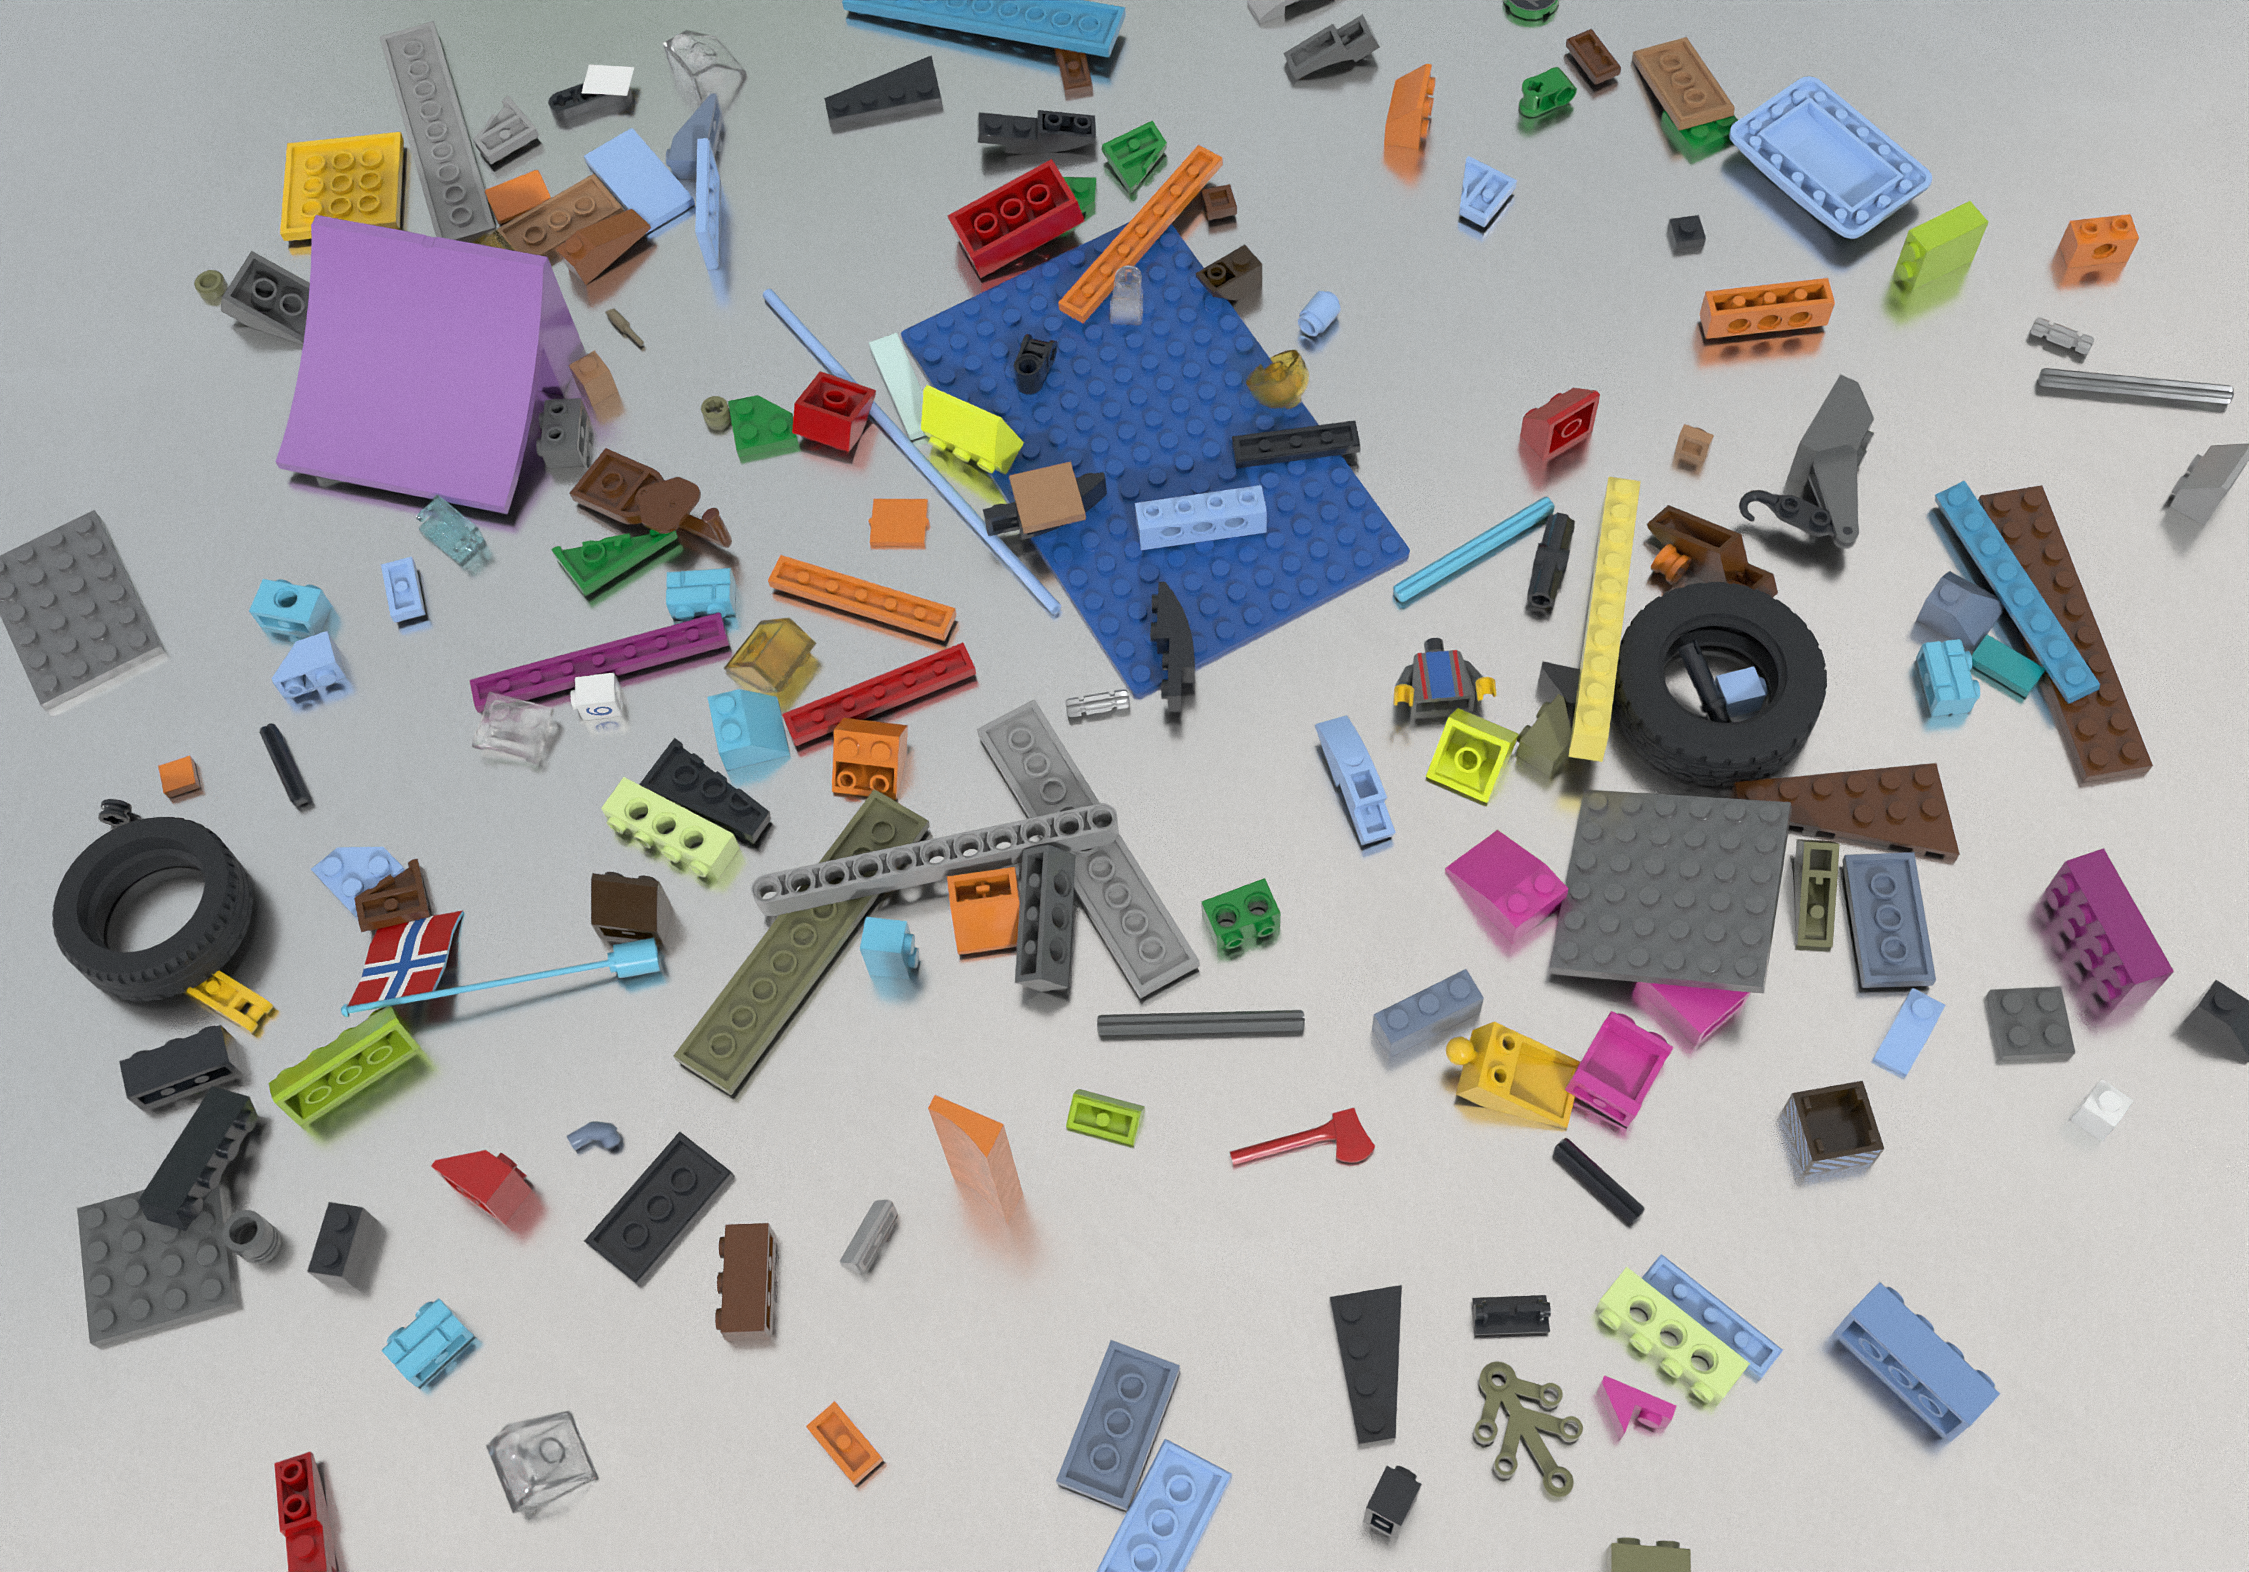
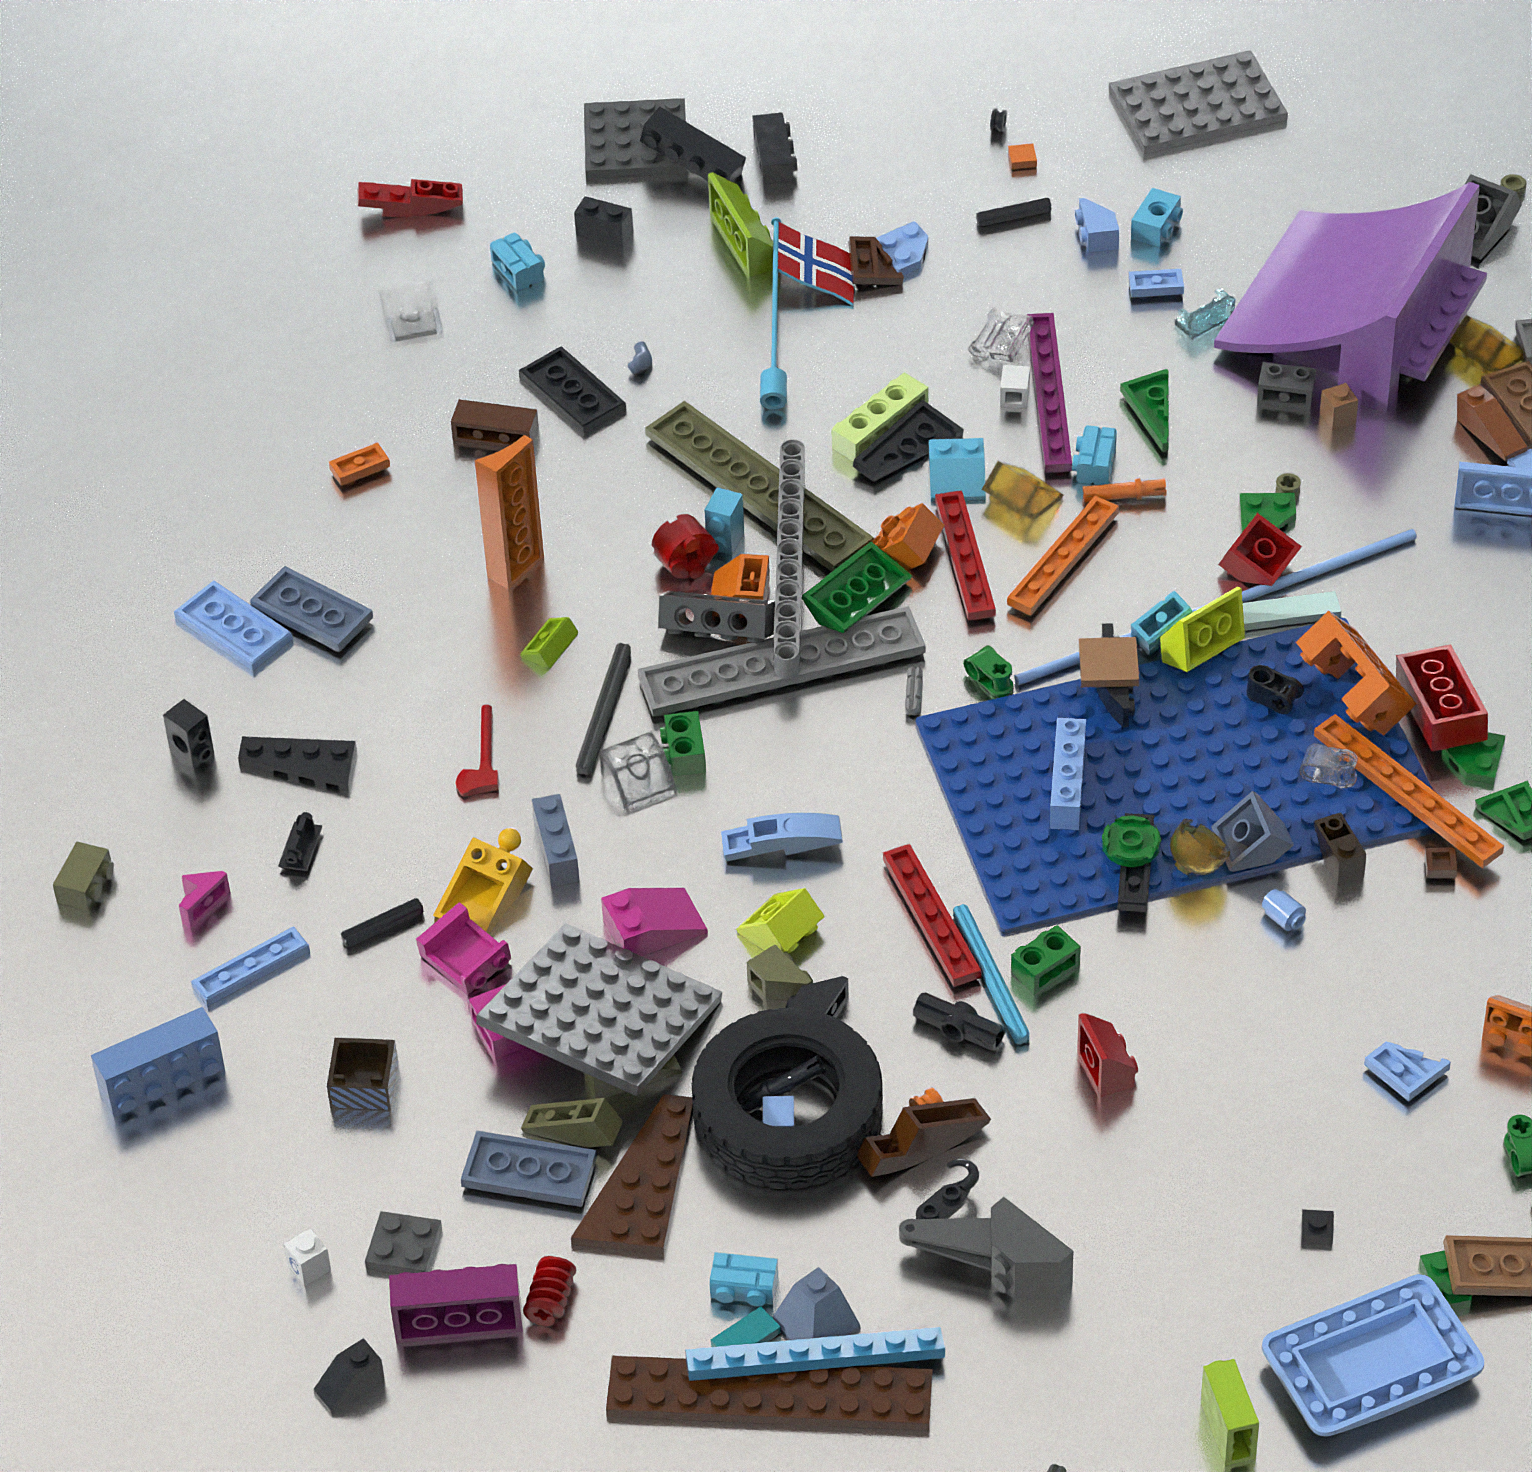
camera: 100 degrees right, 15 degrees down
(111, 867) = (898, 164): black tyre -> none
(229, 997) = (824, 174): yellow plate -> none
(250, 1236) = (628, 177): dark grey piece -> none
(486, 1181) = (615, 289): red slope -> none
(623, 325) = (1402, 436): dark tan piece -> none
(629, 908) = (813, 385): dark brown slope -> none
(641, 495) = (1201, 423): reddish brown plate -> none
(747, 548) = (1126, 490): none -> orange pin
(899, 522) = (1137, 592): orange piece -> none
(939, 983) = (684, 547): none -> red brick
(963, 472) = (1158, 621): none -> medium azure brick
(966, 783) = (855, 588): none -> green slope
(1049, 260) = (1378, 697): none -> orange plate
(1054, 629) = (990, 671): none -> green piece
(1175, 643) = (950, 740): black slope -> none
(1240, 345) = (1252, 834): none -> sand blue slope
(1279, 445) = (1131, 841): none -> green tile
(1296, 955) = (637, 771): none -> clear slope
(1415, 616) = (931, 915): none -> red plate
(1441, 682) = (856, 909): torso -> none
(1450, 495) = (1045, 959): none -> green brick
(1524, 1423) = (246, 828): olive plant -> none
(1604, 620) = (880, 1025): light yellow brick -> none
(1663, 1315) = (242, 929): yellowish green brick -> none
(1694, 442) = (1055, 1158): medium nougat plate -> none
(1766, 308) = (1192, 1249): orange brick -> none
(1909, 1032) = (427, 1153): light blue slope -> none
(2036, 848) = (549, 1290): none -> red piece

